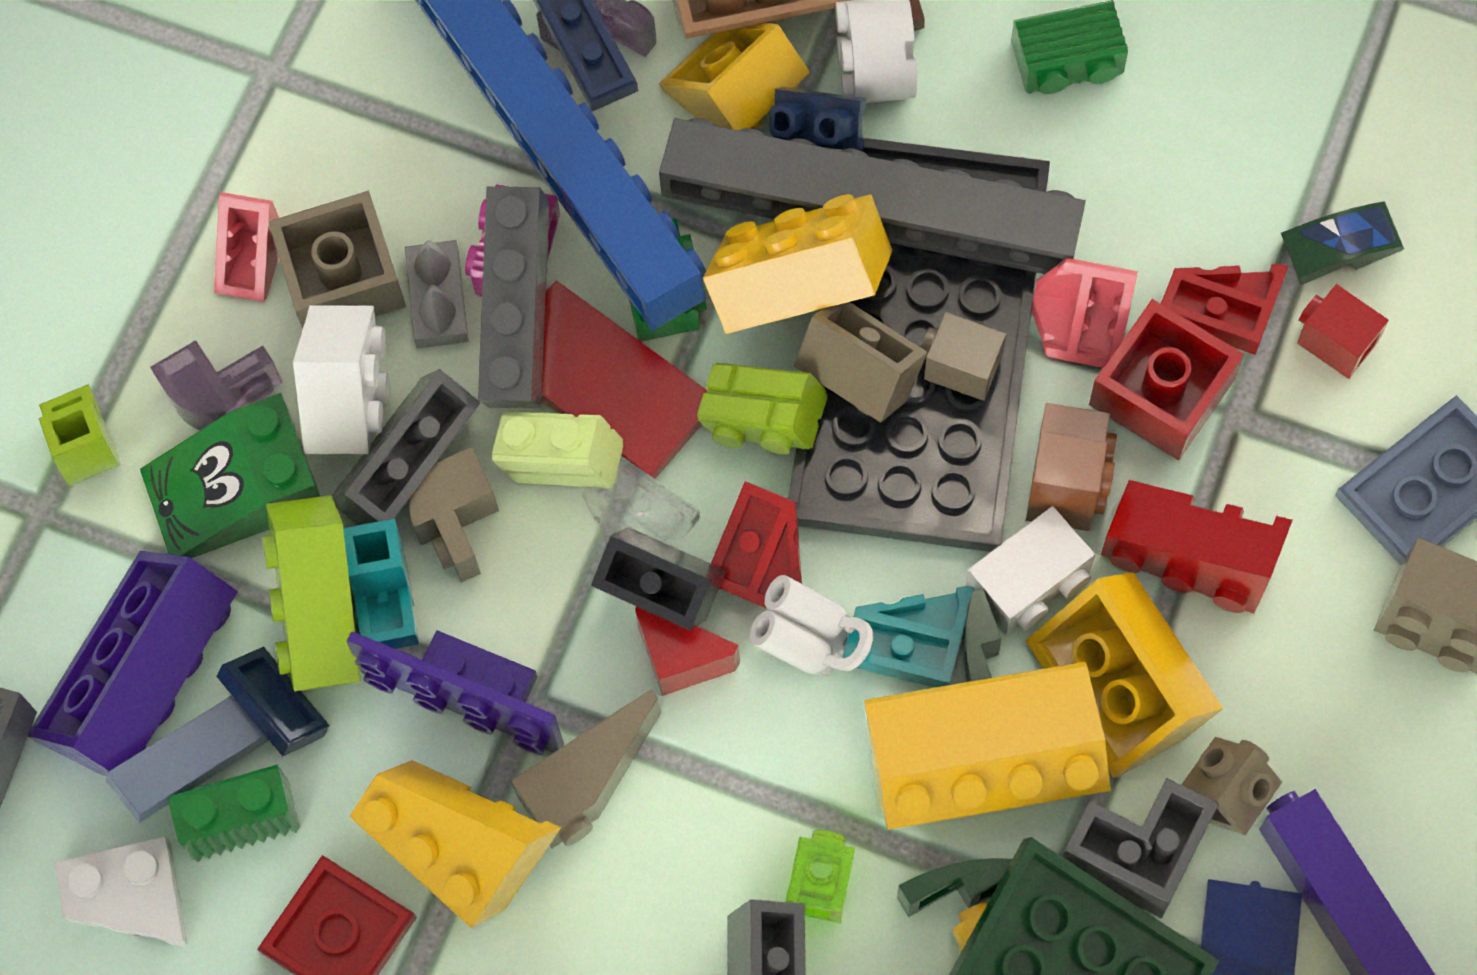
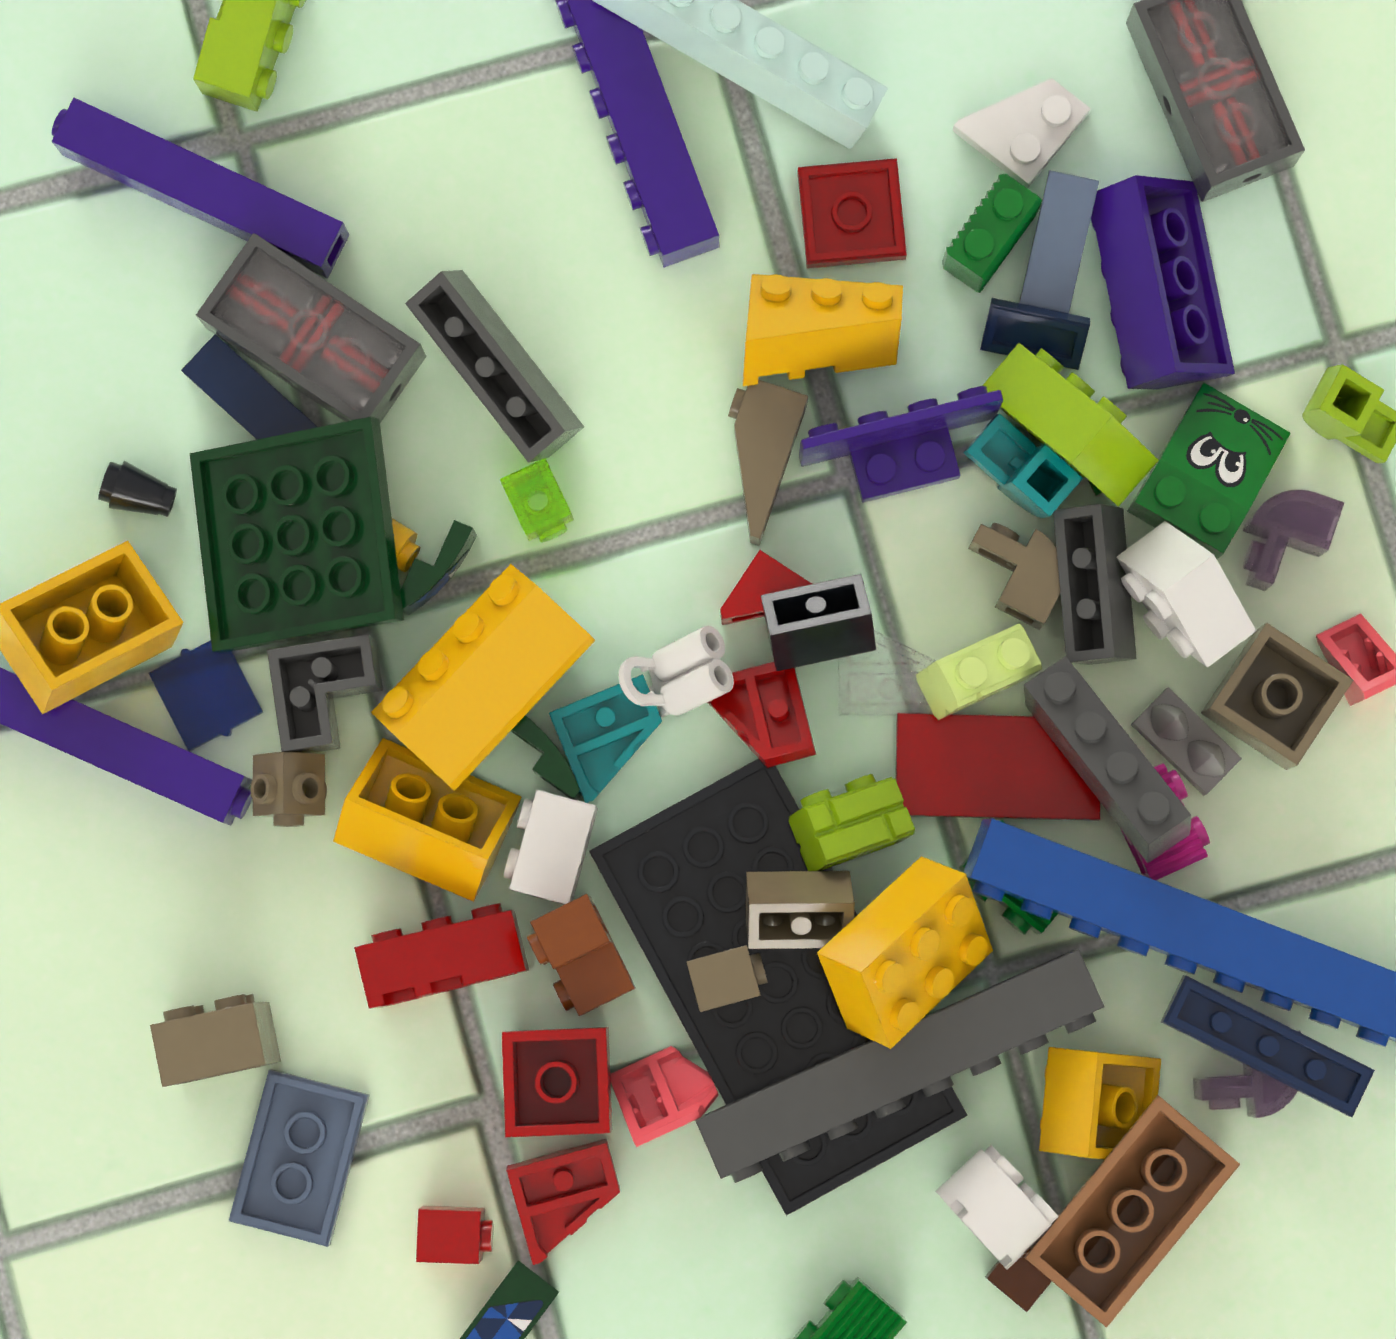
camera: 145 degrees right, 15 degrees up
(818, 117) = (997, 1107): dark blue hips -> none

